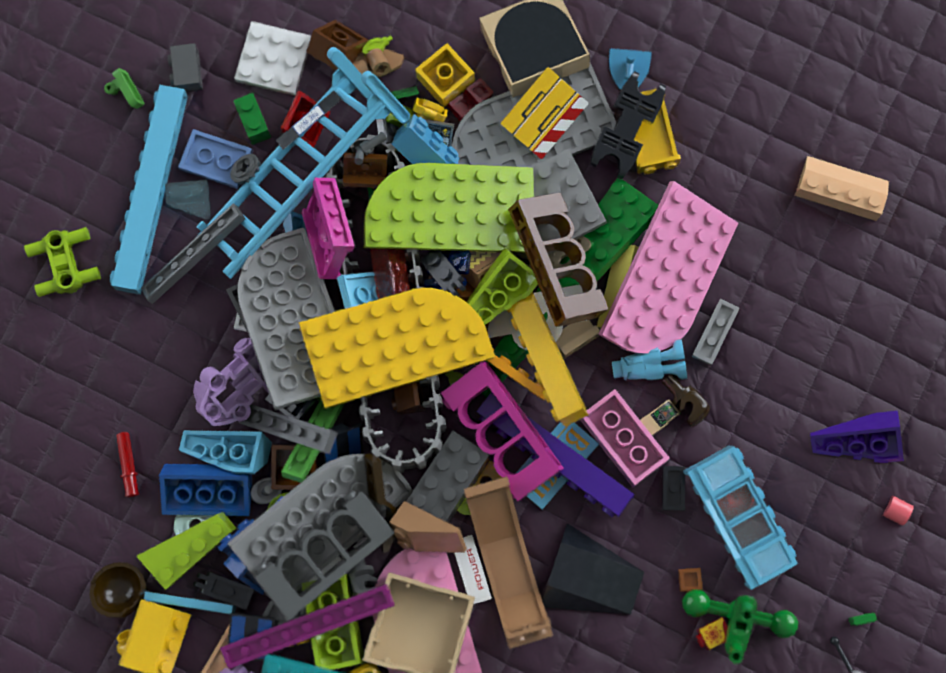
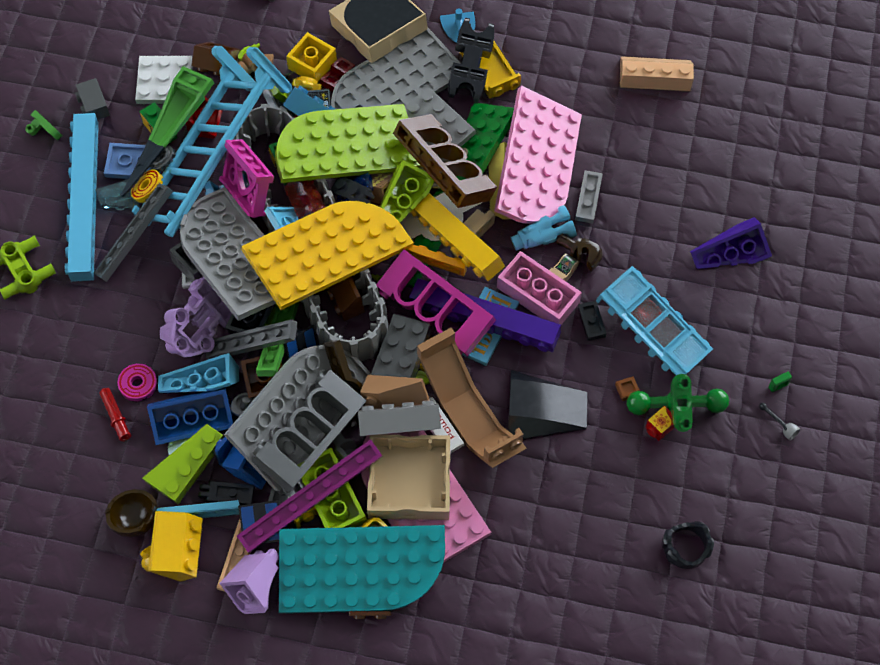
camera: 20 degrees left, 15 degrees down
(151, 423) = (134, 372): none -> dark pink tile
(223, 187) = (146, 185): none -> yellow tile
(280, 107) = (183, 99): none -> bright green plate
(308, 120) = (208, 107): sticker -> none
(367, 147) = (263, 111): dark grey piece -> none
(368, 174) = (263, 132): reddish brown bracket -> none
(423, 566) = (399, 419): none -> light grey slope
(544, 113) = (401, 65): yellow sticker -> none
(898, 510) = (780, 294): coral brick -> none

